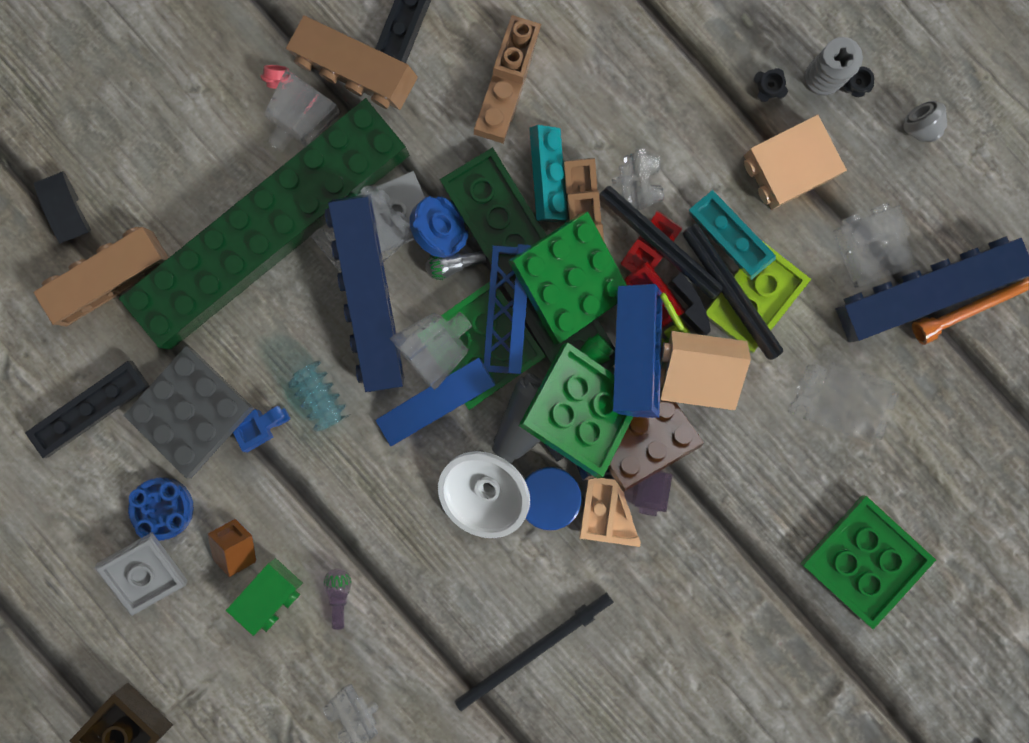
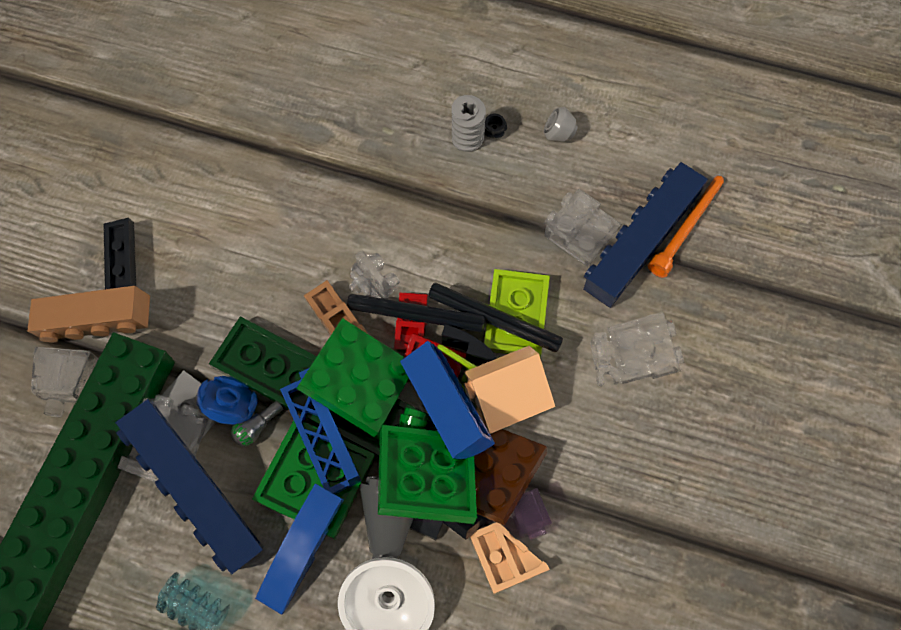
camera: 30 degrees left, 20 degrees down
(273, 74) = (25, 360): coral plate -> none
(433, 346) = (271, 497): clear torso -> none
(507, 79) = (226, 262): medium nougat slope -> none
(548, 173) = (296, 312): teal plate -> none
(553, 498) = (451, 573): blue tile -> none
(732, 234) = (468, 276): teal plate -> none
(773, 76) = (428, 155): black plate -> none
(793, 162) = (482, 203): light nougat brick -> none
(868, 561) = (743, 468): green plate -> none

